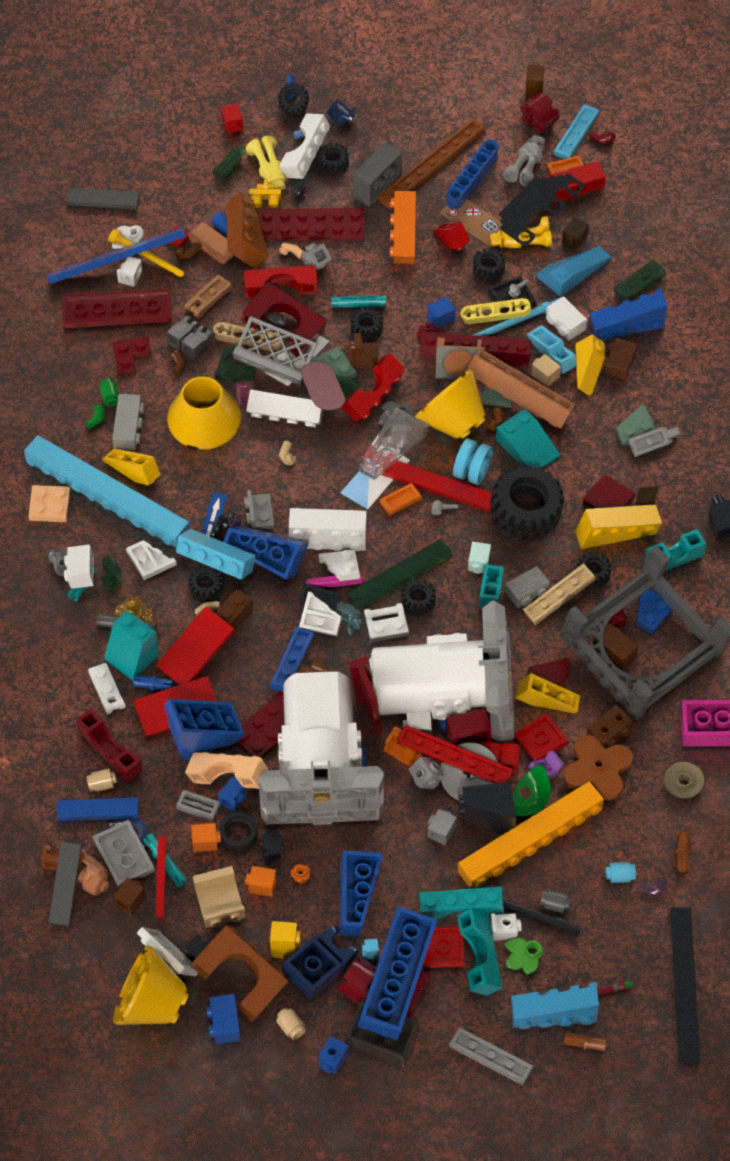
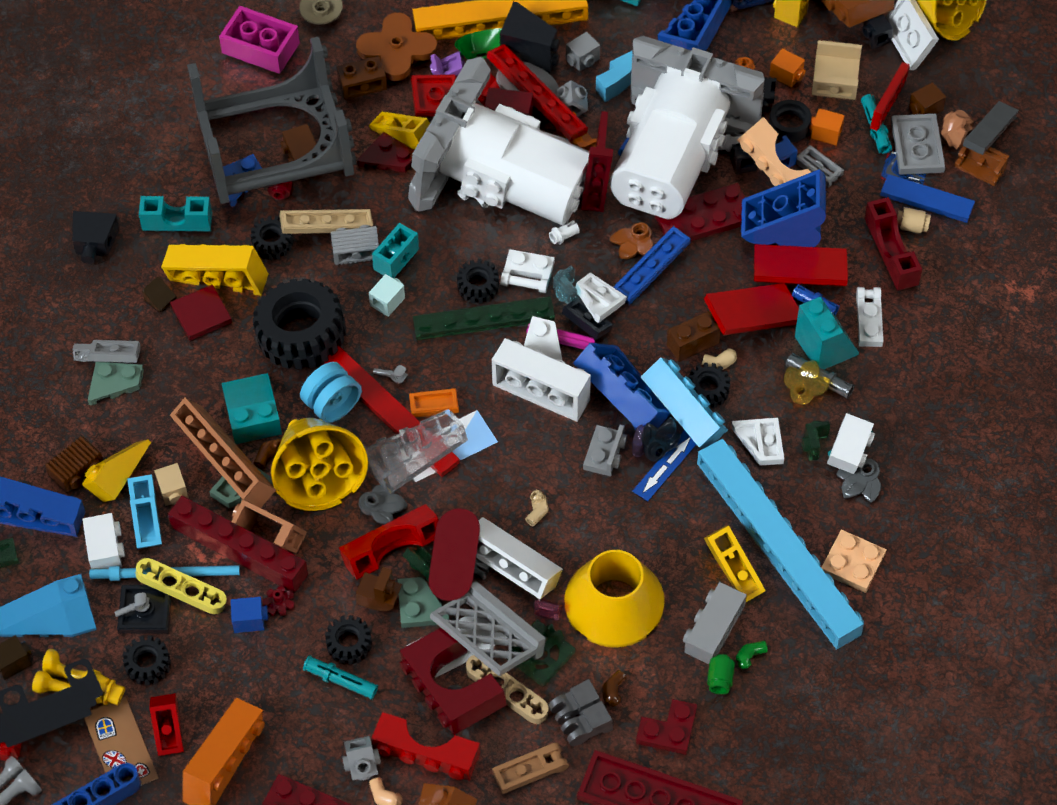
camera: 155 degrees left, 0 degrees up
(399, 819) = (616, 78): none -> medium azure slope

